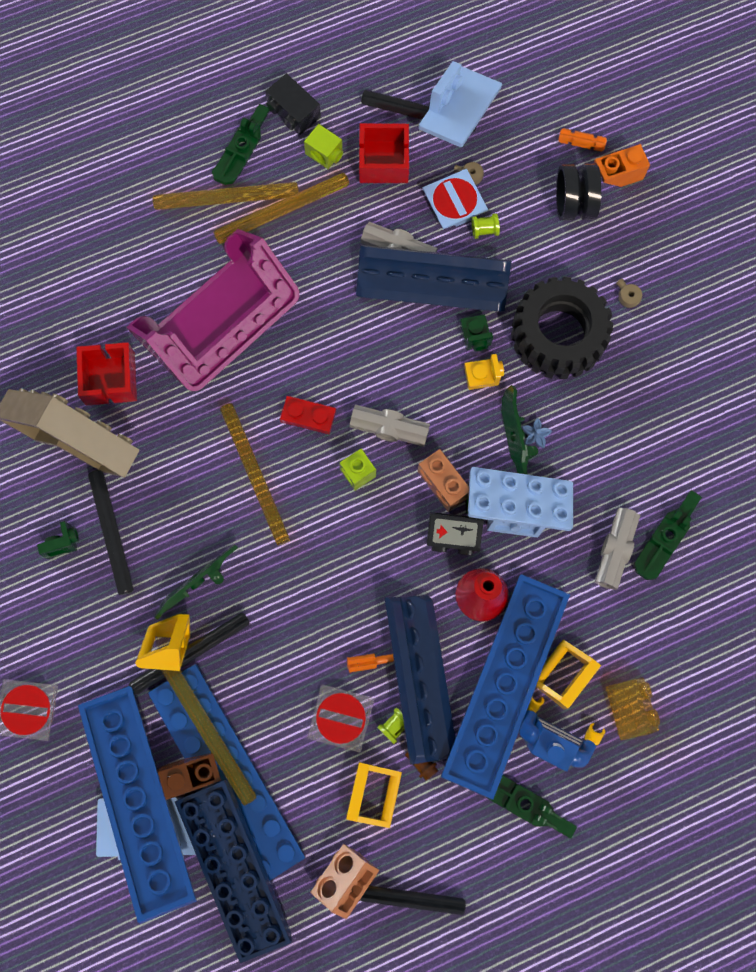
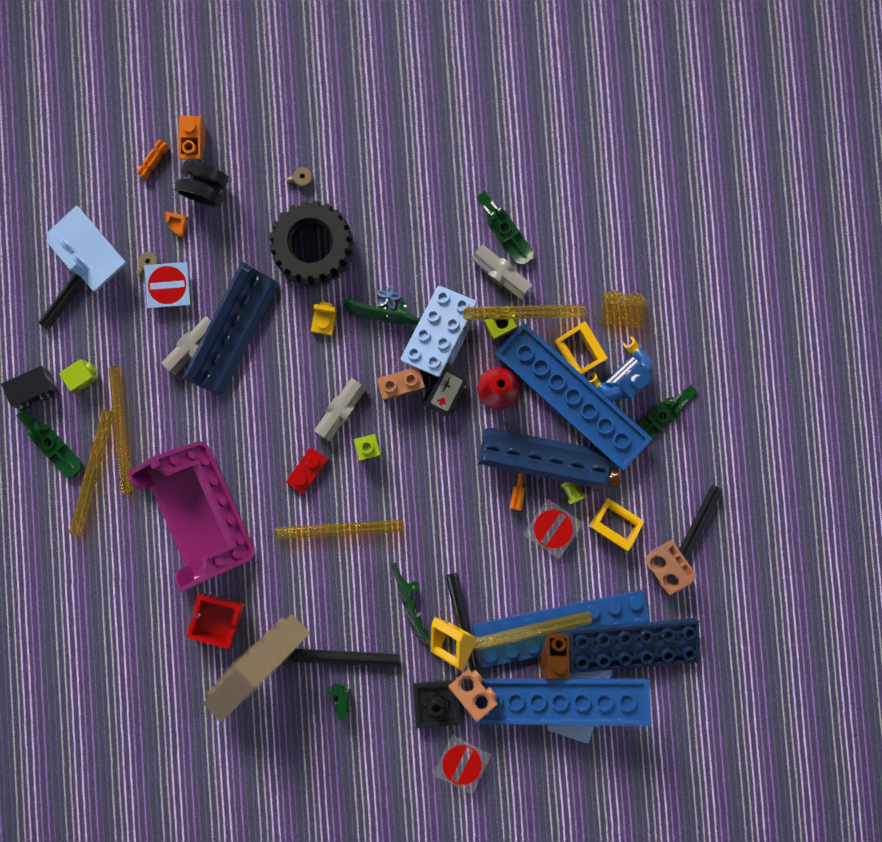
camera: 70 degrees left, 10 degrees up
(74, 649) = (436, 712): none -> black plate
(105, 687) = (468, 698): none -> nougat brick
(383, 153) = (104, 329): red piece -> none
(476, 333) = (288, 312): dark green bracket -> none
(485, 226) = (200, 269): lime bush -> none
(525, 187) = (177, 223): none -> orange tile
(556, 556) = (496, 332): none -> lime brick
(582, 589) = (523, 312): none -> clear yellow axle

